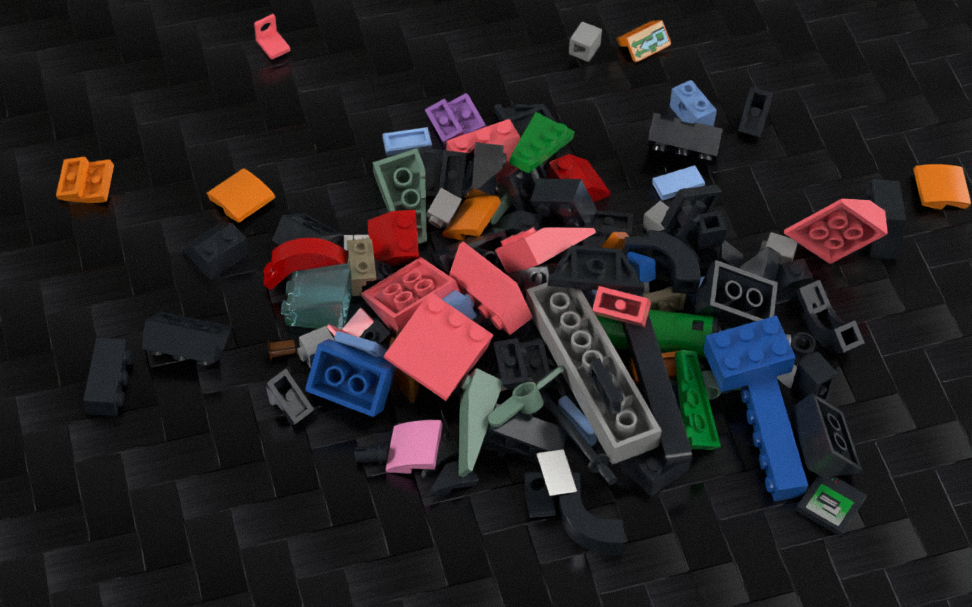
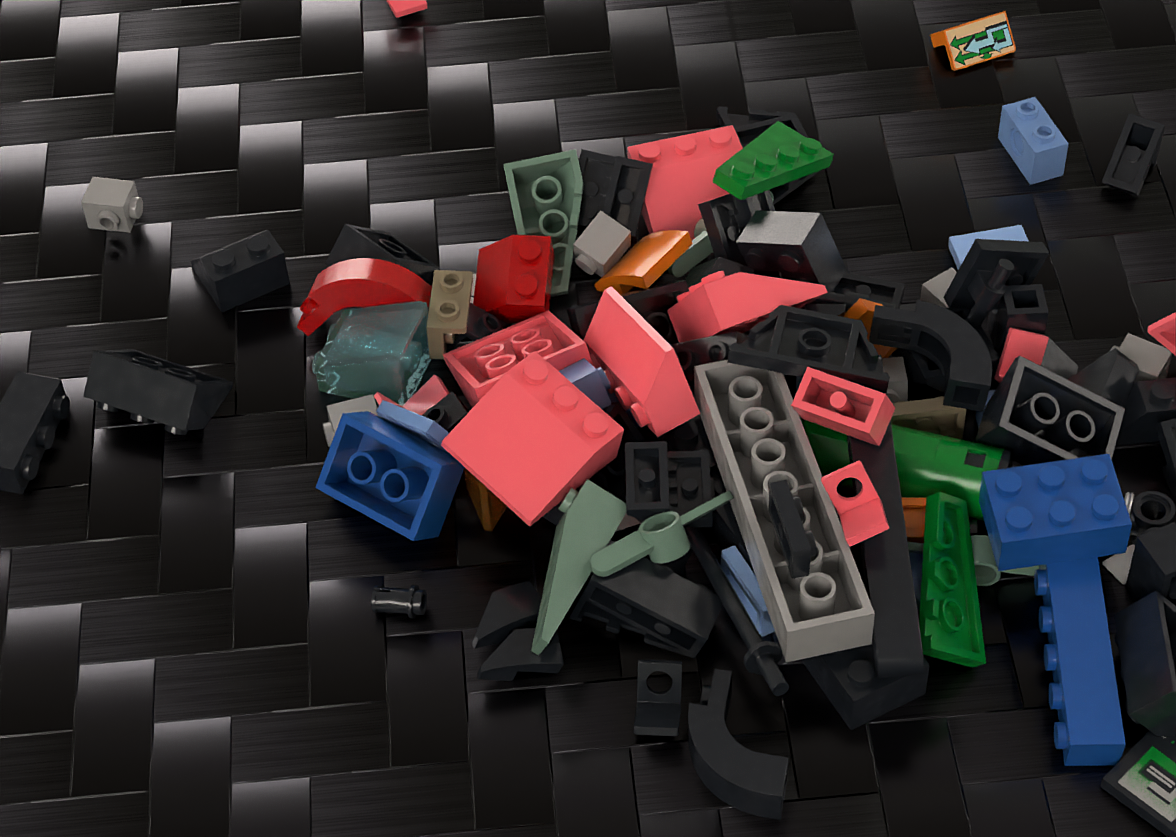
camera: 15 degrees right, 5 degrees down
(85, 180) = (75, 154): orange slope -> none
(121, 214) = (111, 204): none -> light grey brick
(241, 195) = (299, 197): orange slope -> none
(281, 348) = (300, 423): reddish brown piece -> none
(288, 396) = (287, 493): black slope -> none
(406, 140) = (557, 142): light blue tile -> none
(414, 446) = (471, 596): bright pink slope -> none
(455, 117) = (652, 119): medium lavender slope -> none
(481, 168) = (673, 183): black slope -> none
(556, 472) = (691, 665): white sticker -> none
(577, 168) = (839, 217): red slope -> none
(585, 41) = (879, 33): light grey brick -> none
(643, 266) = (899, 358): blue slope -> none
(643, 370) = (859, 515): none -> coral bracket
(684, 137) = (1009, 179): black wedge -> none
(711, 251) = (1024, 344): none -> coral bracket

